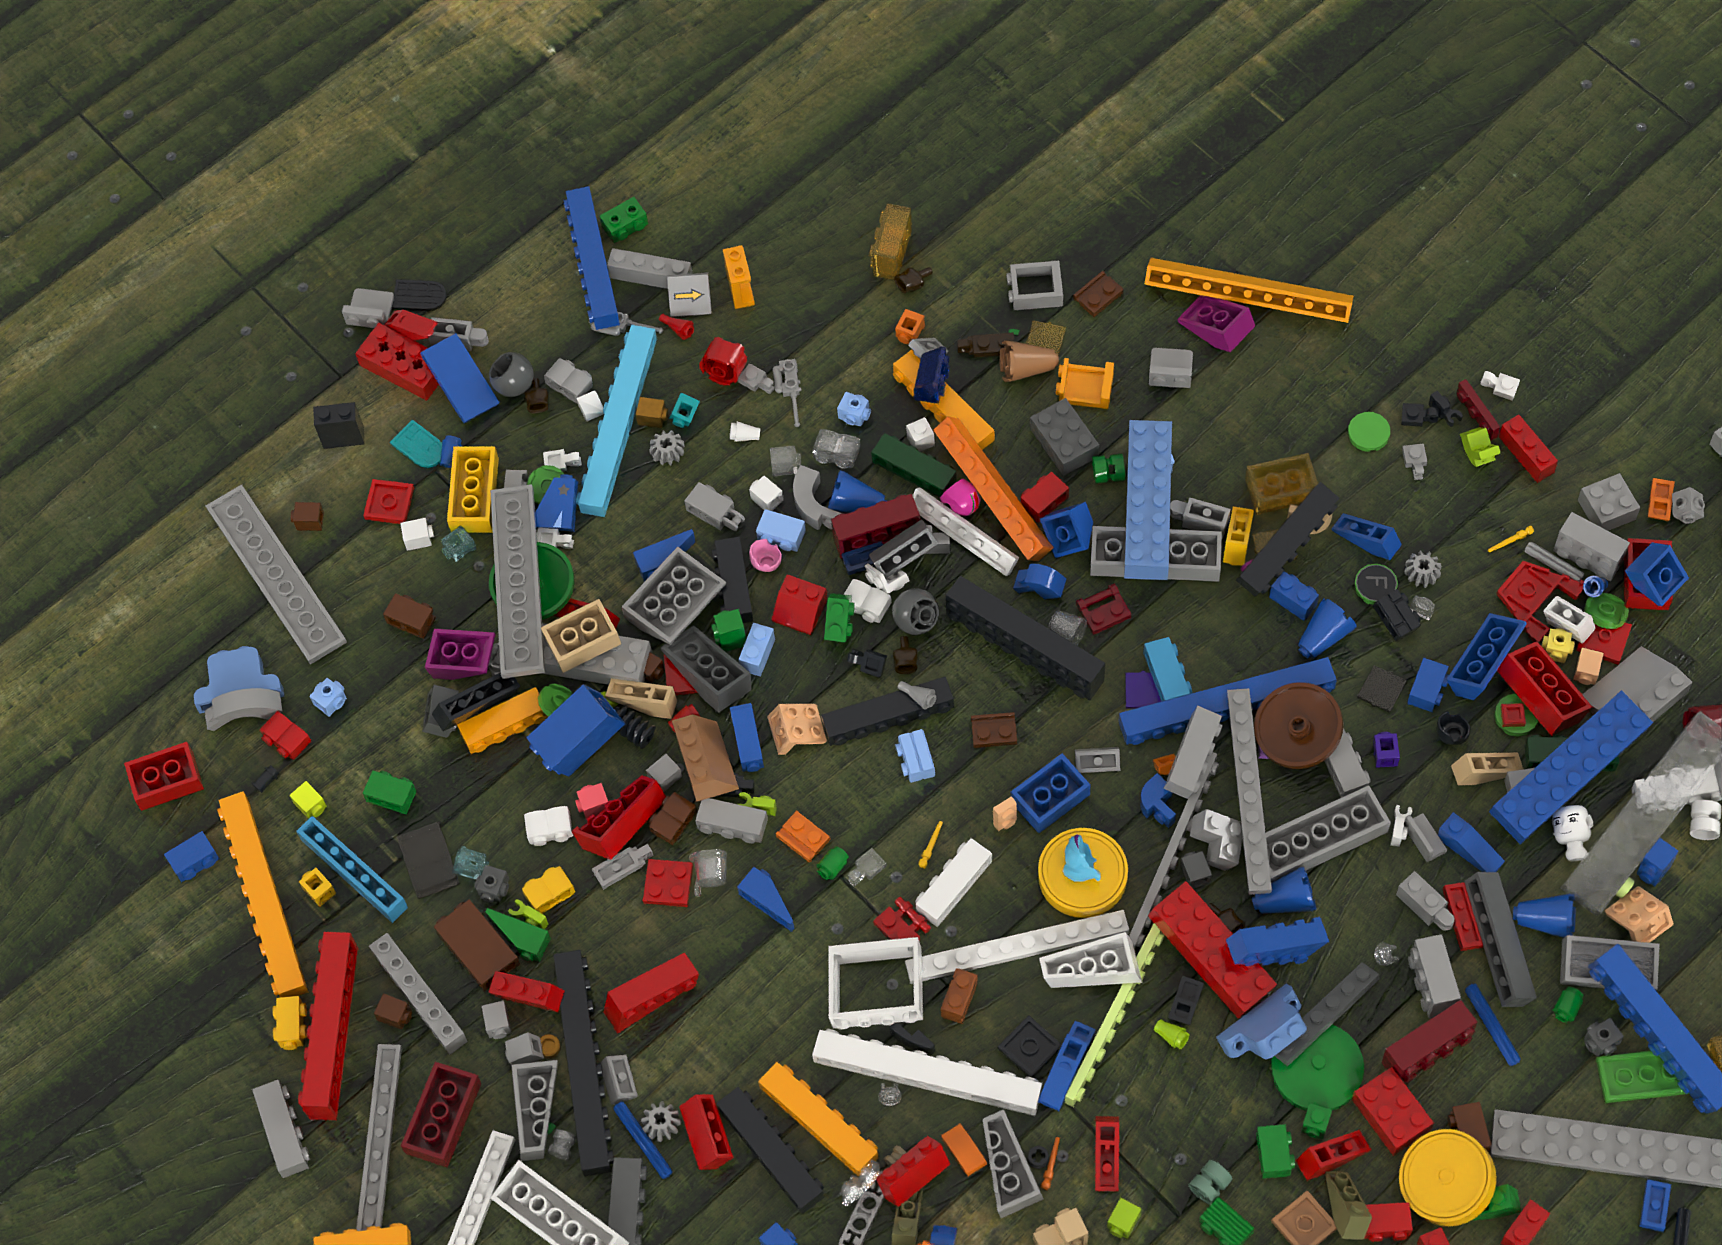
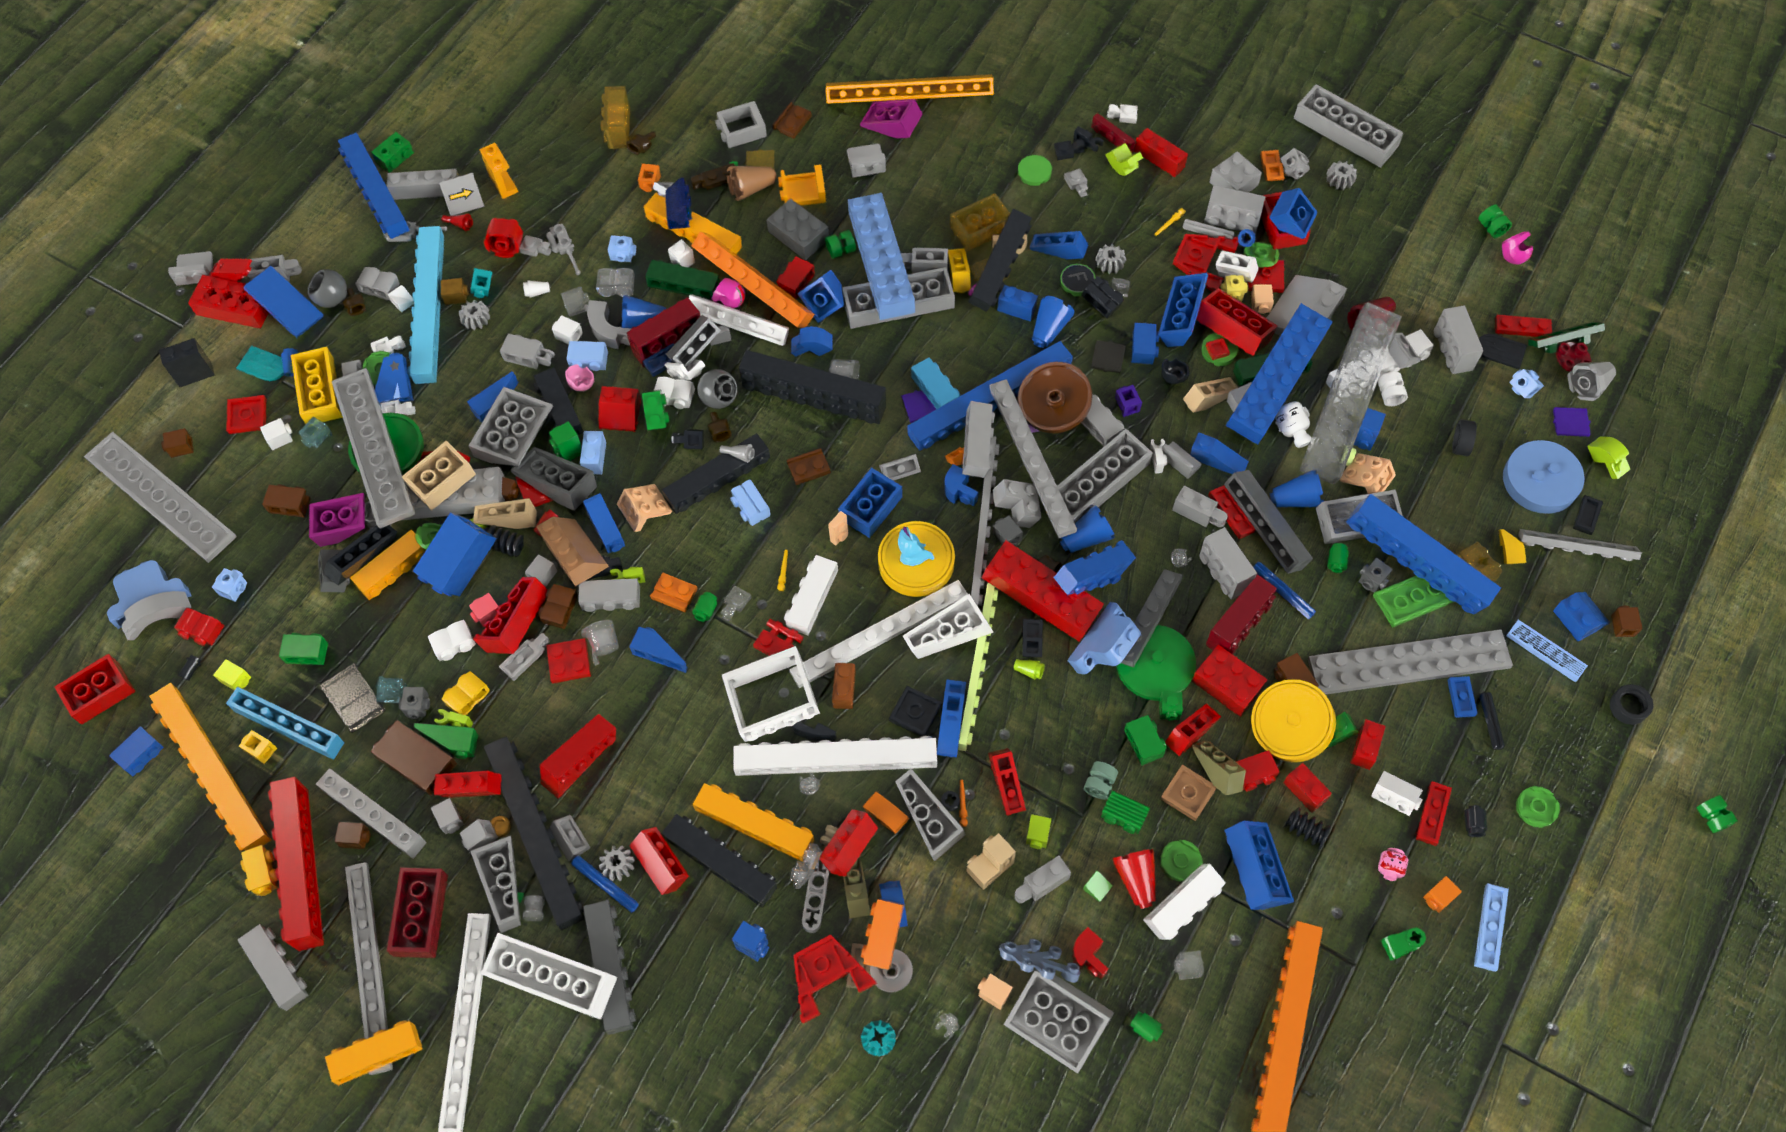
camera: 20 degrees left, 0 degrees up
(418, 295) = (234, 248): black window -> none
(1107, 614) = (871, 356): dark red plate -> none

